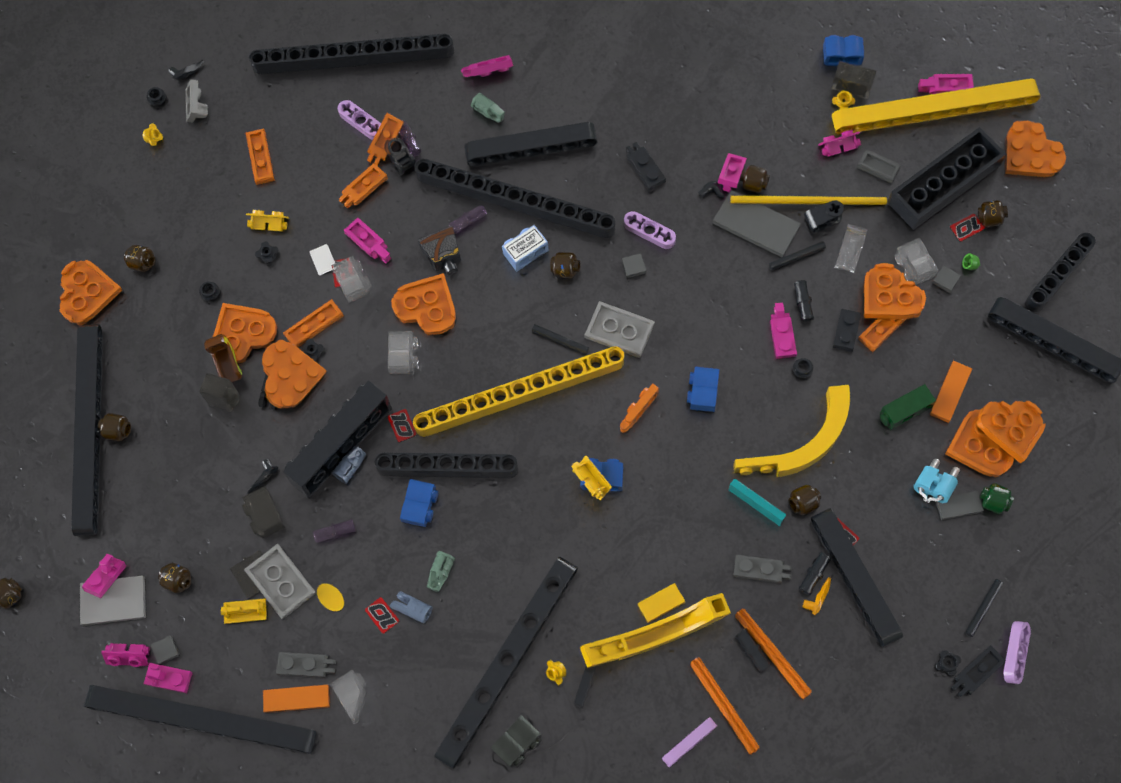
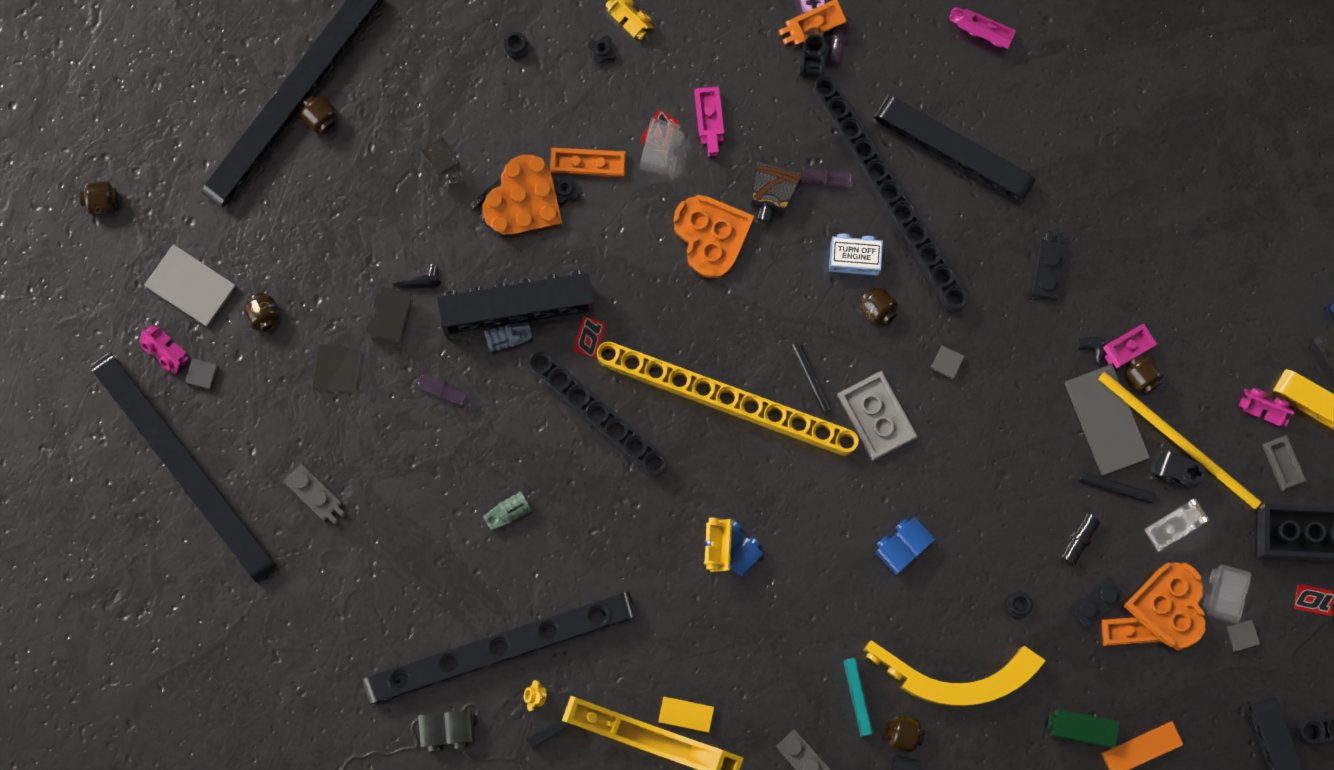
camera: 30 degrees right, 10 degrees up
(104, 576) = (199, 256): dark pink hinge -> none
(168, 678) = (184, 402): dark pink hinge -> none
(223, 357) = (472, 132): reddish brown animal -> none
(244, 611) = (300, 397): yellow hinge -> none
(245, 329) = (512, 113): orange plate -> none
(280, 581) = (354, 396): light grey tile -> none
(296, 698) = (282, 520): orange tile -> none
(322, 259) = (651, 101): white sticker -> none
(330, 597) = (389, 449): yellow sticker -> none
(351, 693) = (334, 558): clear slope -> none
(363, 186) = (751, 56): orange hinge -> none
(382, 615) = (422, 507): sticker -> none
(401, 352) = (647, 264): clear brick -> none
(415, 608) = (456, 528): sand blue hinge -> none
(418, 503) = (541, 429): blue brick -> none
(487, 108) = (944, 73): sand green hinge -> none
(634, 228) = (1008, 352): lavender beam -> none
(637, 409) = (823, 511): orange hinge -> none
(782, 333) = (1031, 553): dark pink hinge -> none
(843, 95) = (1318, 359): yellow plate -> none
(971, 262) = (1282, 639): bright green hinge -> none

